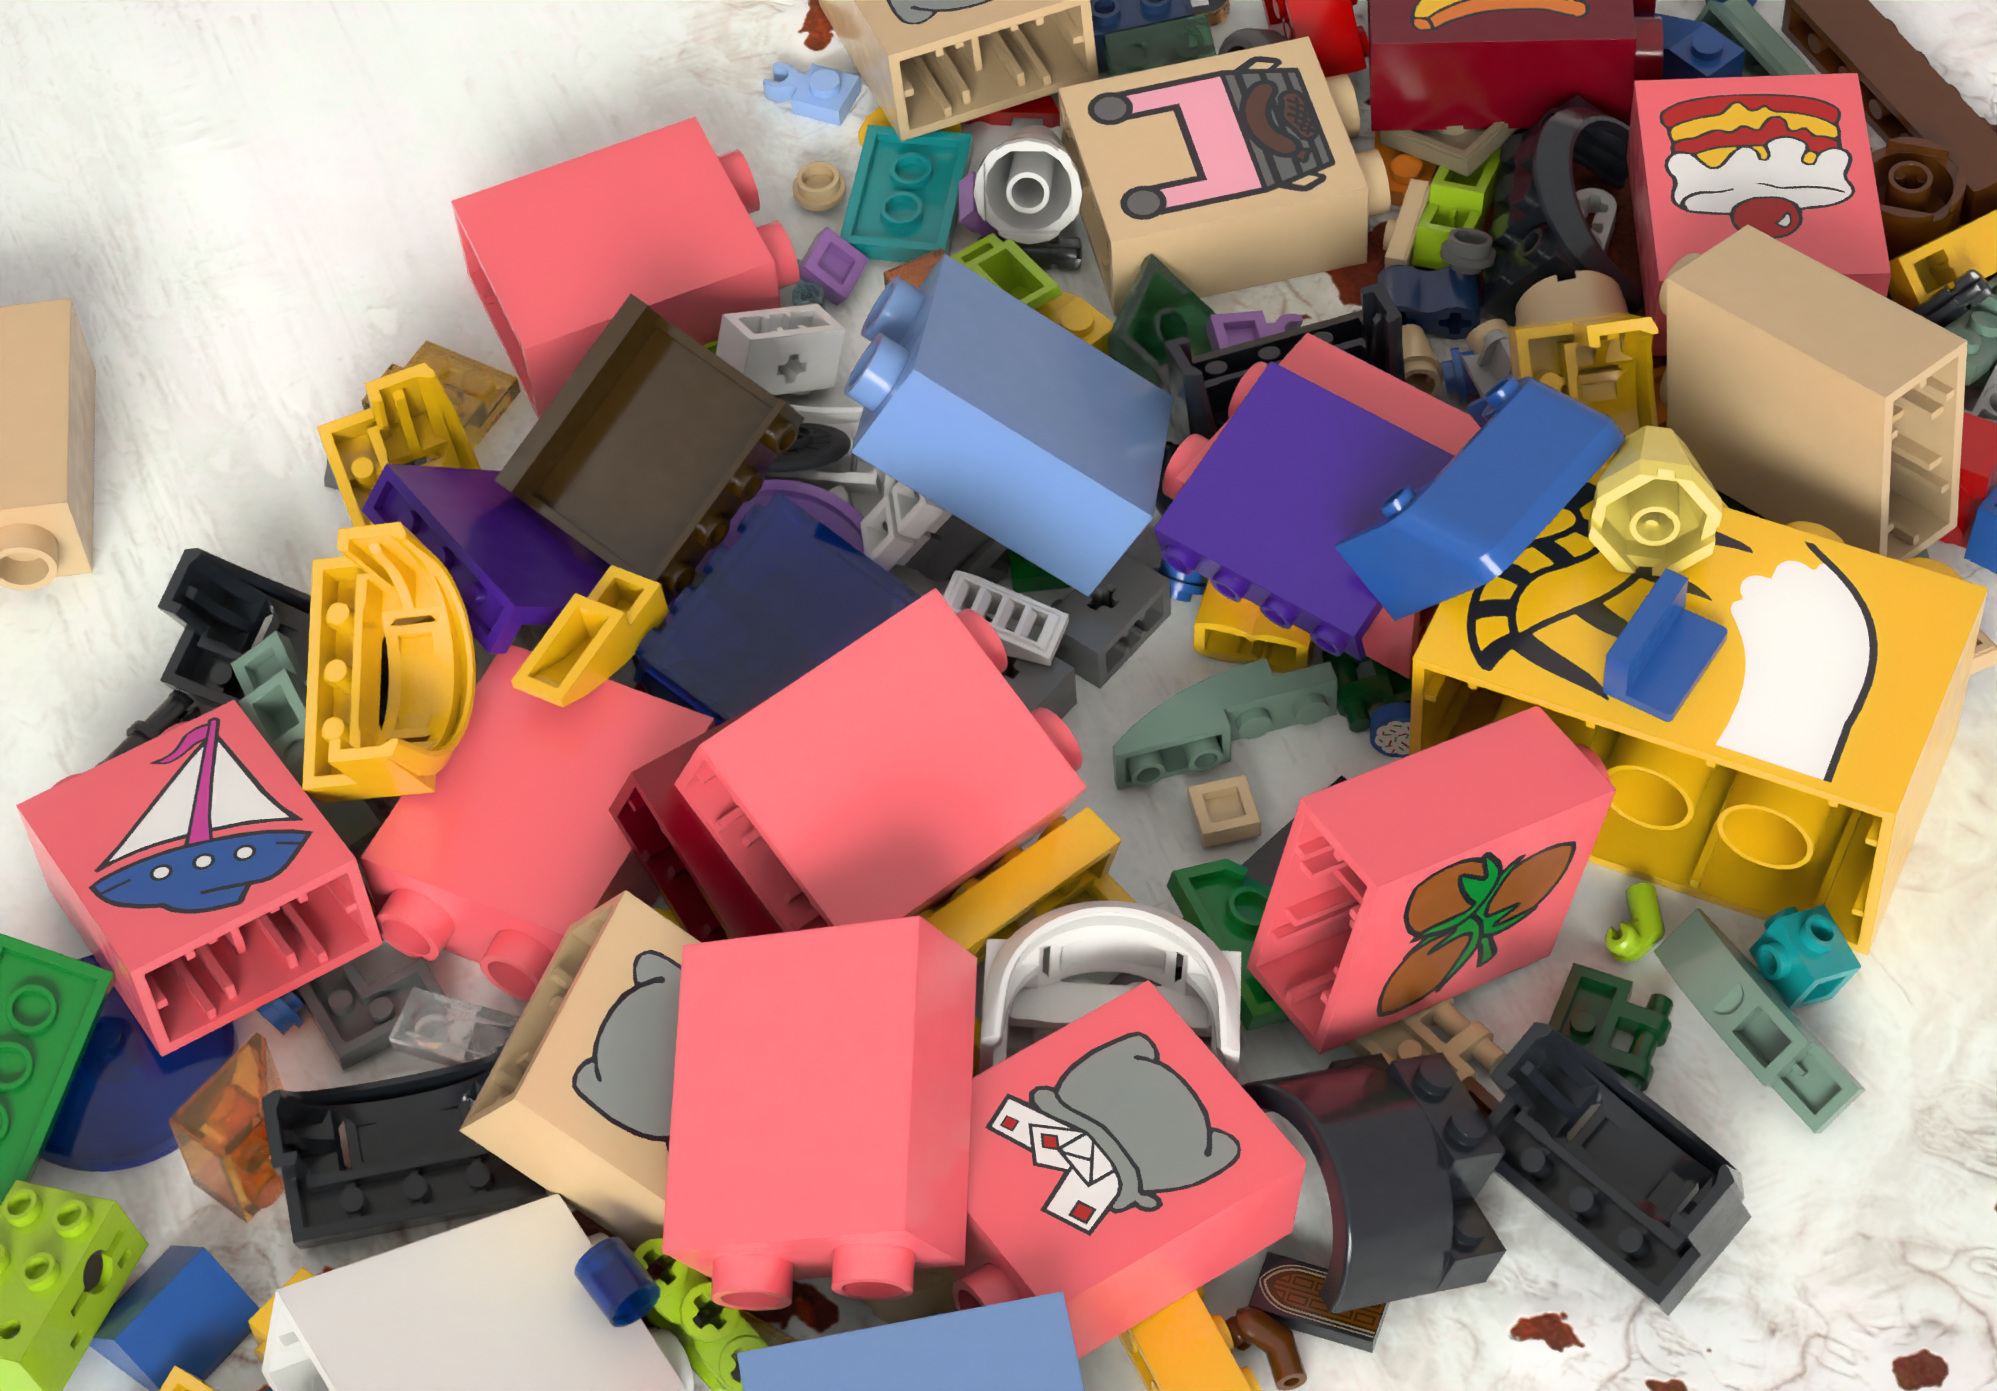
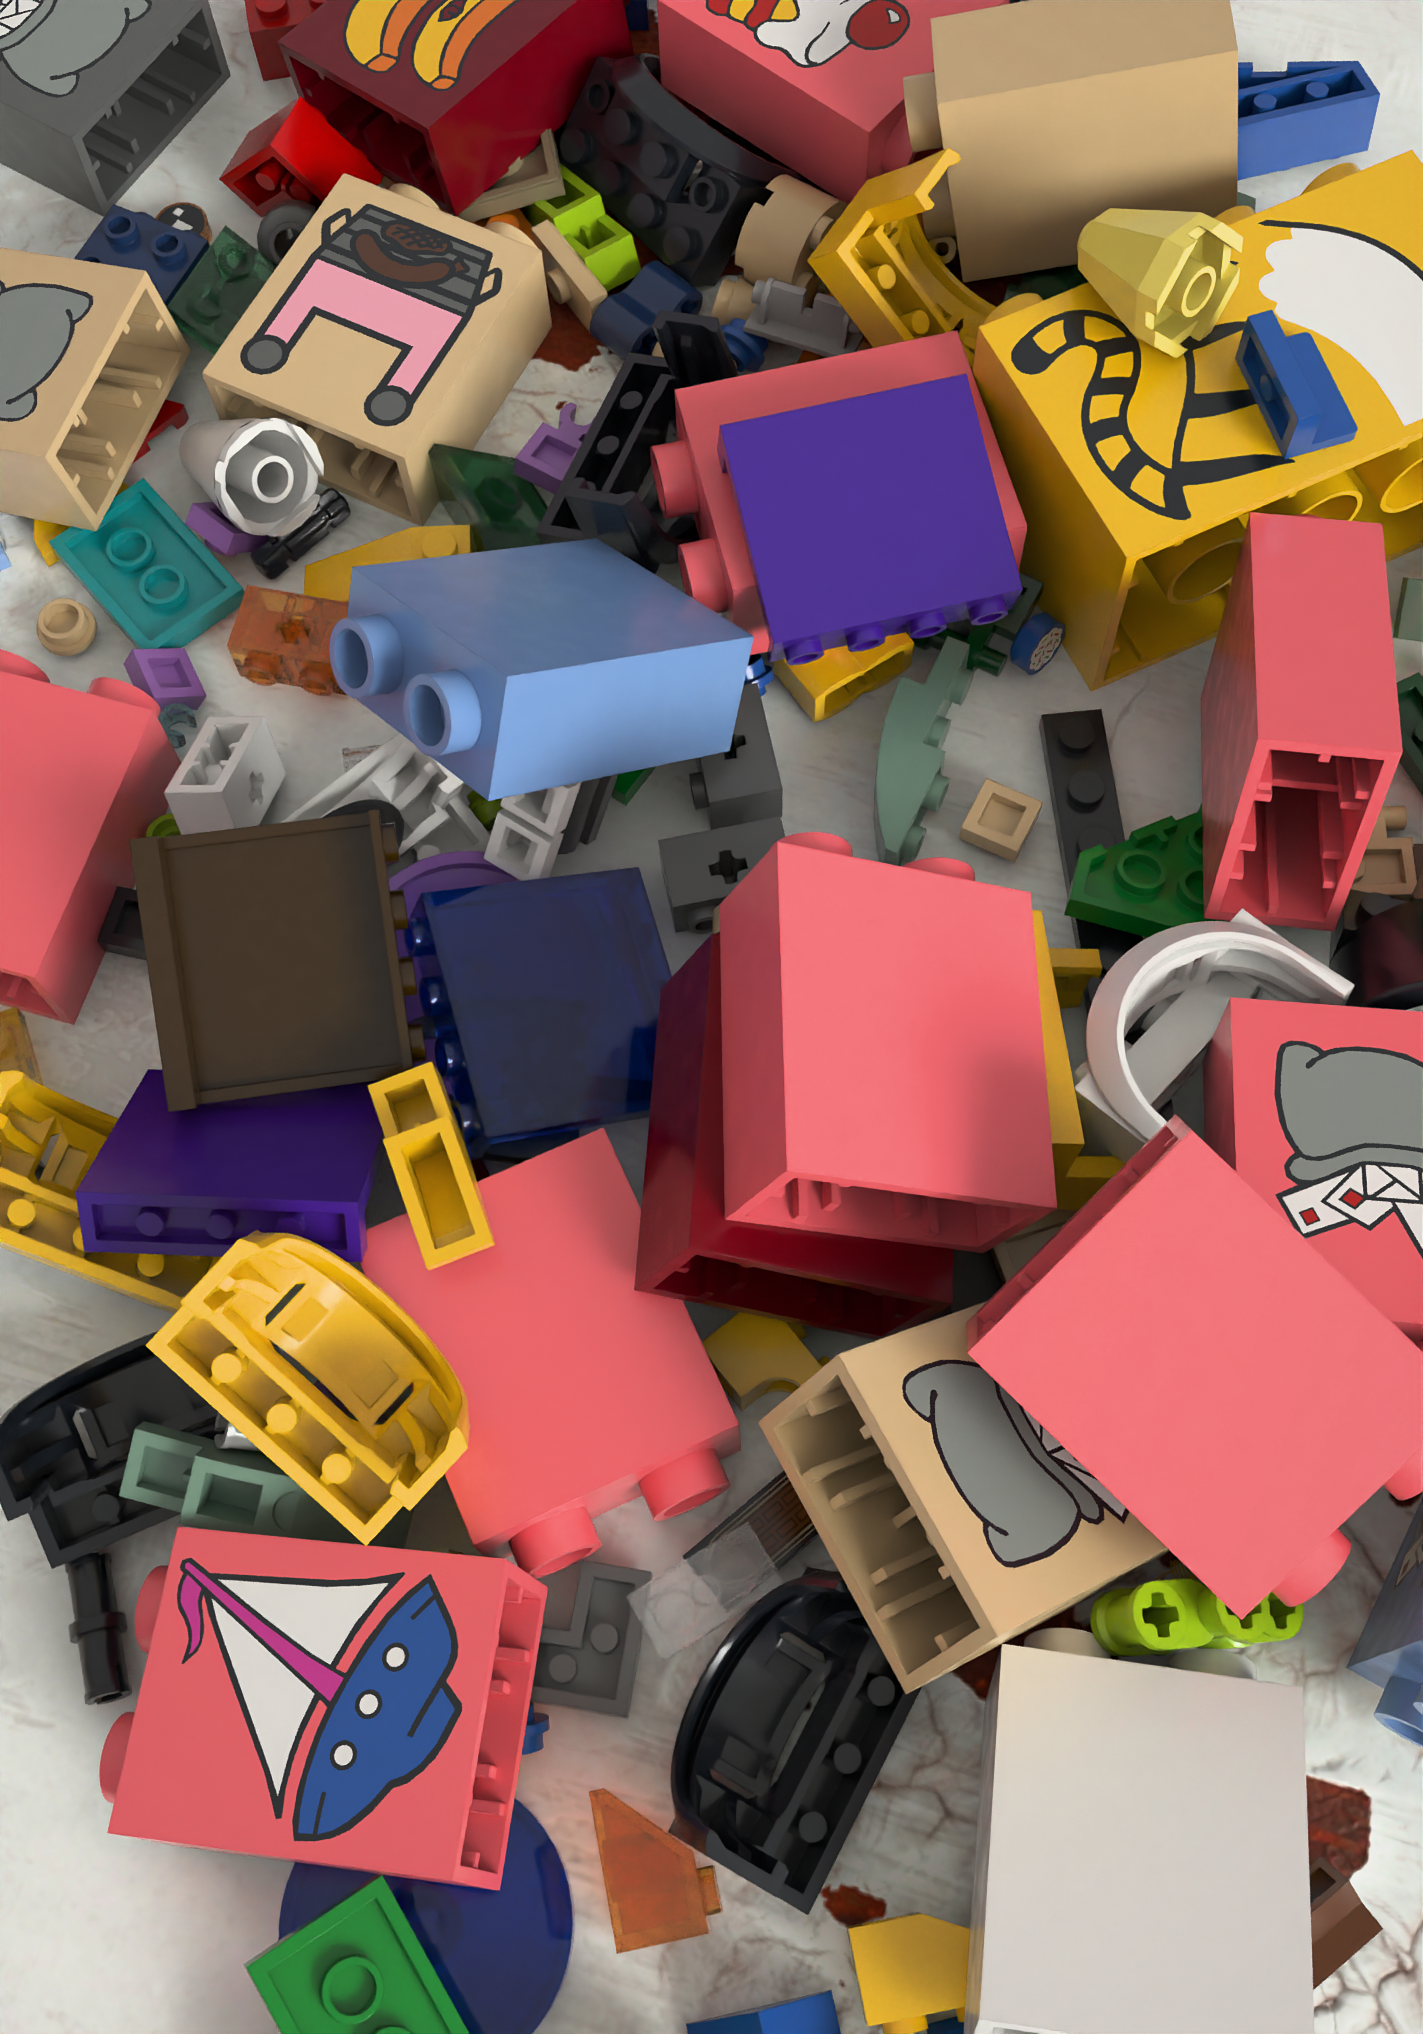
camera: 50 degrees left, 15 degrees up
(617, 1282) = (1169, 1669): clear blue beam -> none
(987, 597) = (683, 858): white slope -> none
(1010, 270) = (325, 559): lime slope -> none
(1468, 250) = (648, 244): dark grey plate -> none
(1486, 501) = (1075, 370): blue windscreen -> none

